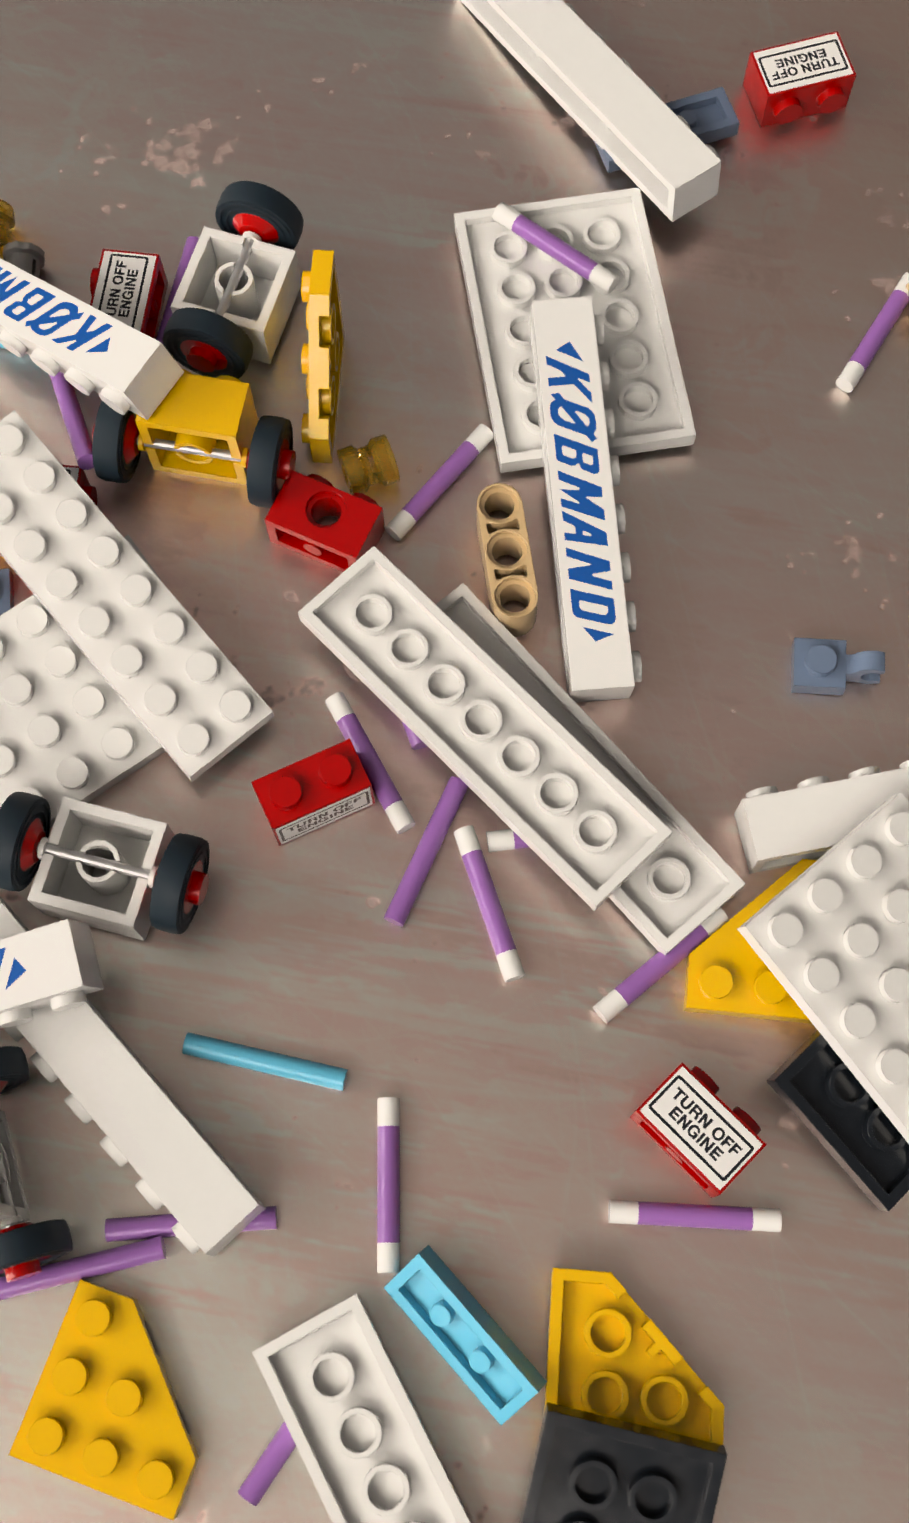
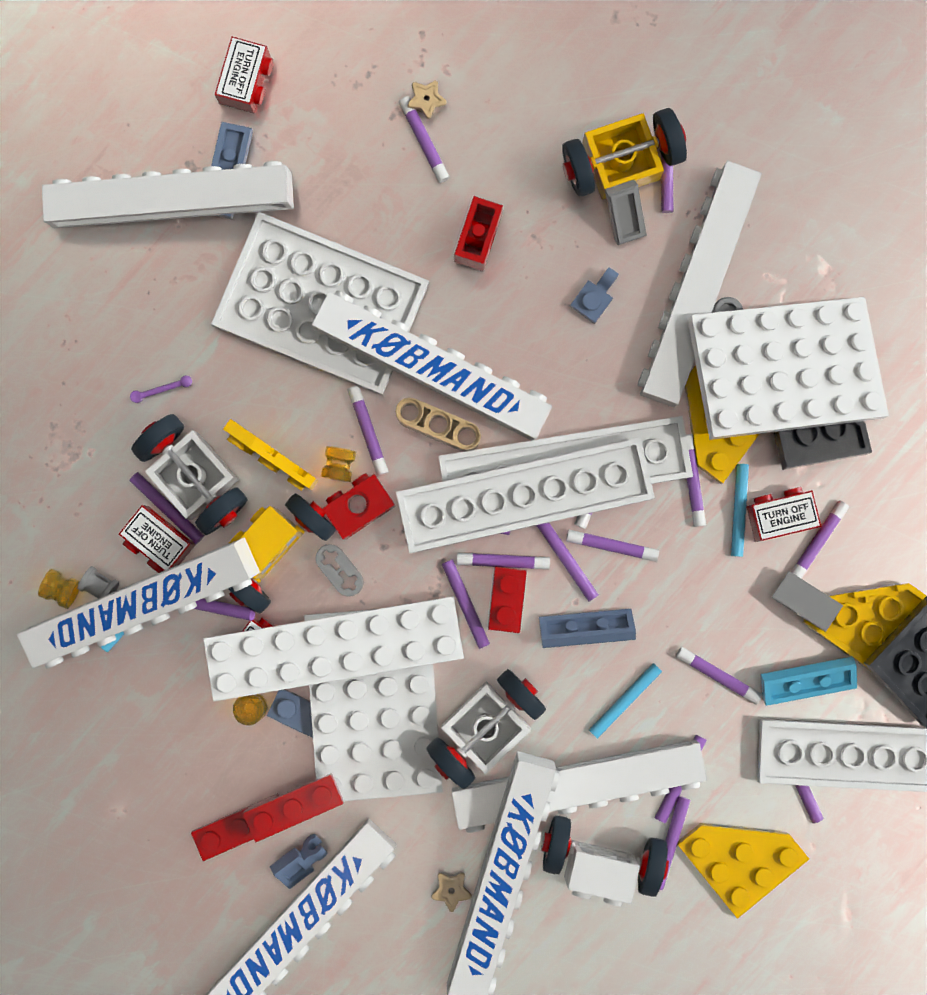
camera: 60 degrees left, 15 degrees up
(231, 557) = (333, 574): none -> light grey beam
(275, 746) = (465, 604): none -> medium lavender bar
(304, 193) = (137, 396): none -> medium lavender hinge
(341, 934) = (587, 628): none -> sand blue plate
(555, 247) = (270, 283): medium lavender bar -> none
(588, 1248) = (807, 601): none -> light grey tile
(662, 1061) = (739, 515): none -> medium azure bar
(804, 455) = (478, 233): none -> red brick

